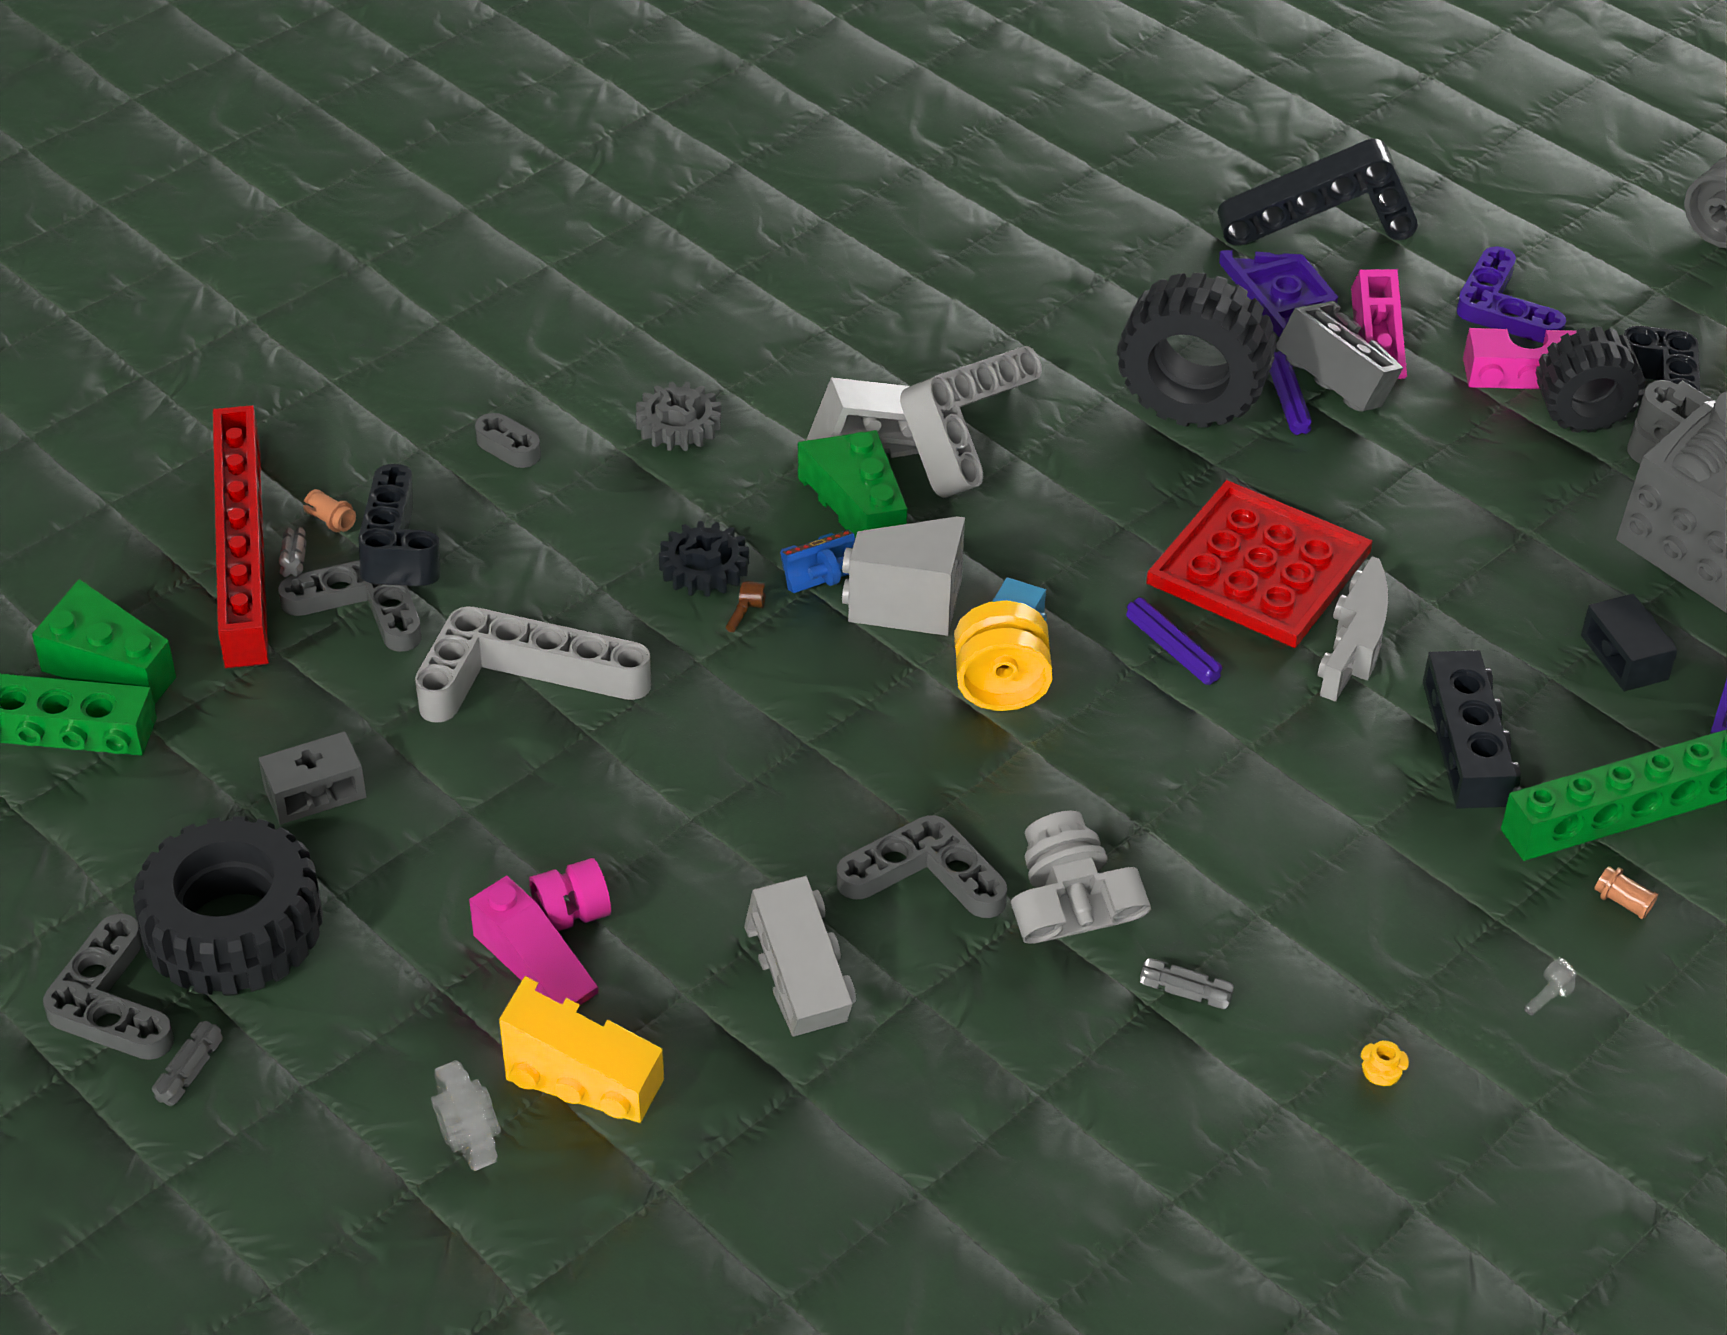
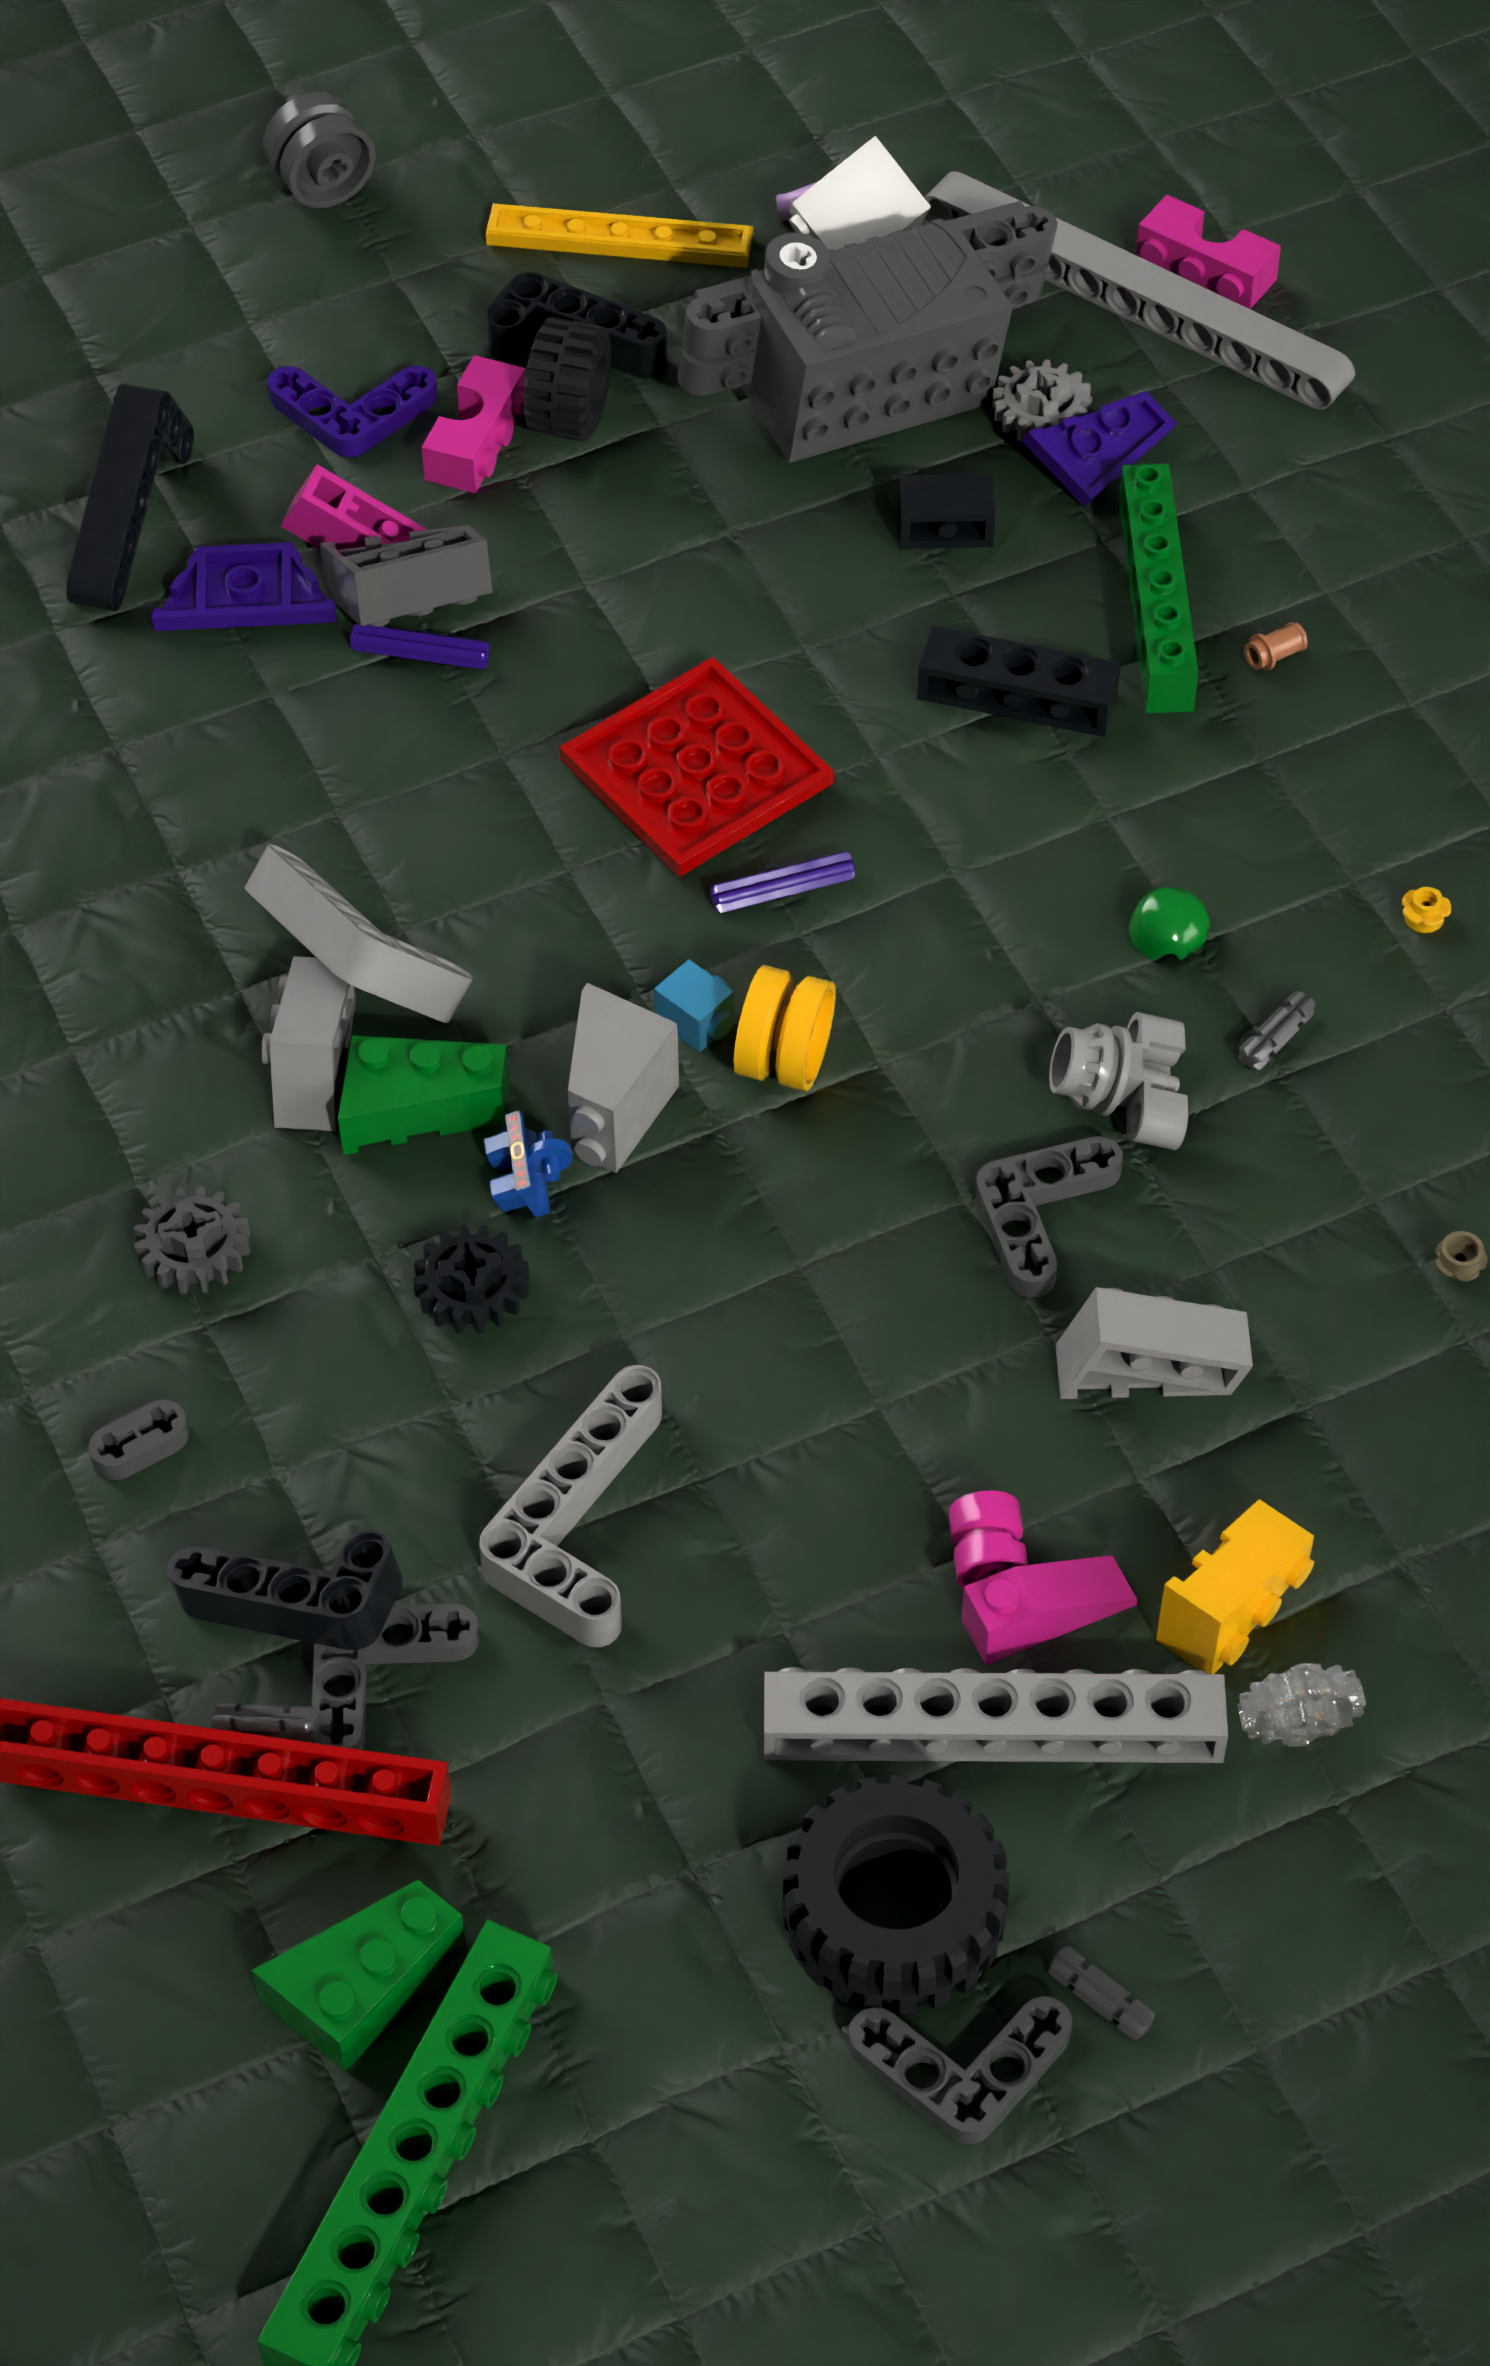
camera: 70 degrees left, 10 degrees up
(312, 777) = (695, 1804): dark grey brick -> none
(337, 515) = (193, 1667): nougat pin -> none
(413, 936) = (1020, 1735): none -> light grey brick
(750, 595) = (546, 1256): reddish brown hand -> none
(997, 1150) = (1464, 1246): none -> dark tan plate
(1208, 311) = (384, 684): black tyre -> none
(1264, 885) = (1169, 923): none -> green hair
(1358, 630) = (835, 707): light grey slope -> none
(1561, 979) = (1366, 735): clear hand -> none

